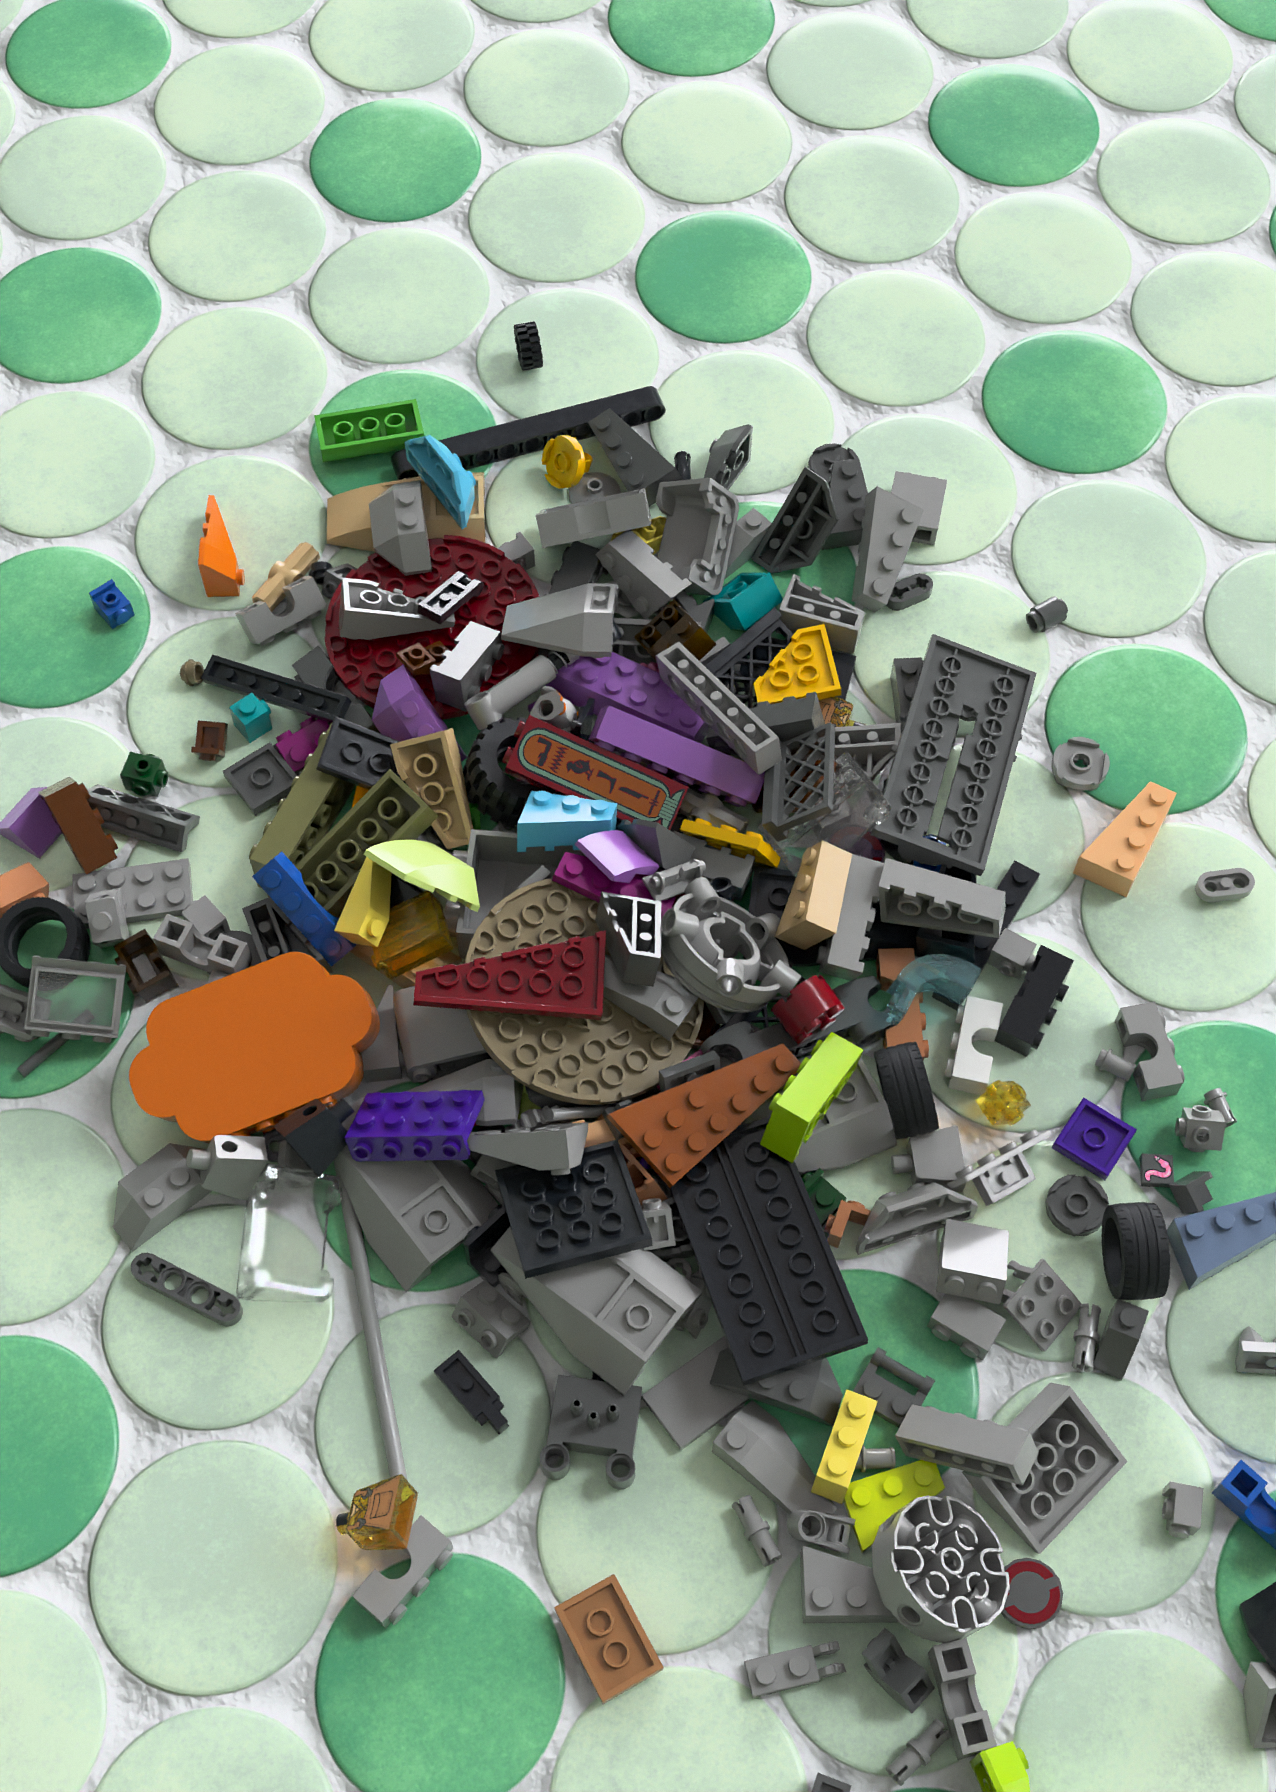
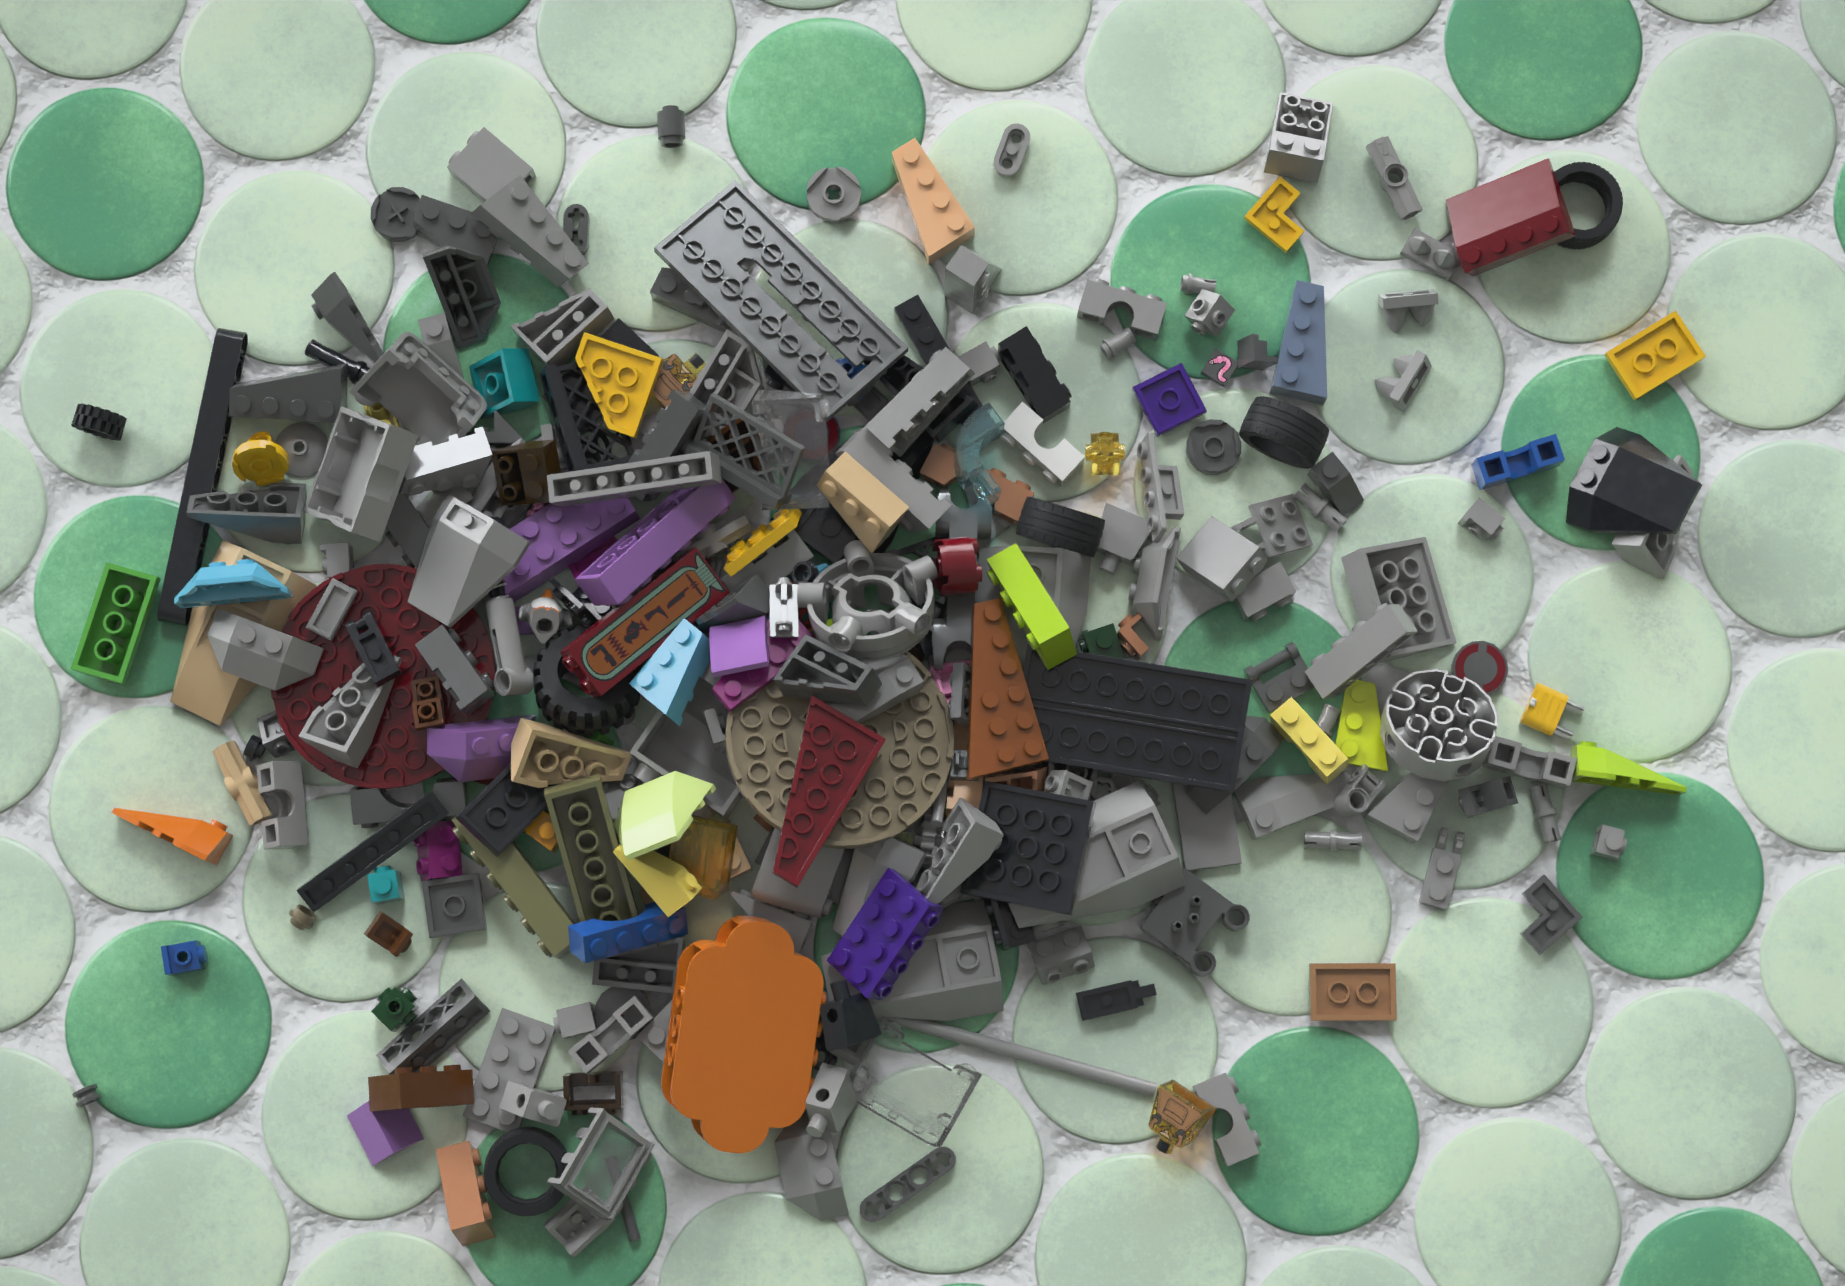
camera: 60 degrees left, 20 degrees up
(468, 559) = (332, 609): none -> light grey tile
(518, 478) = (265, 514): none -> dark grey wedge
(1030, 1690) = (1545, 710): none -> yellow piece
(1085, 893) = (969, 279): none -> light grey wedge

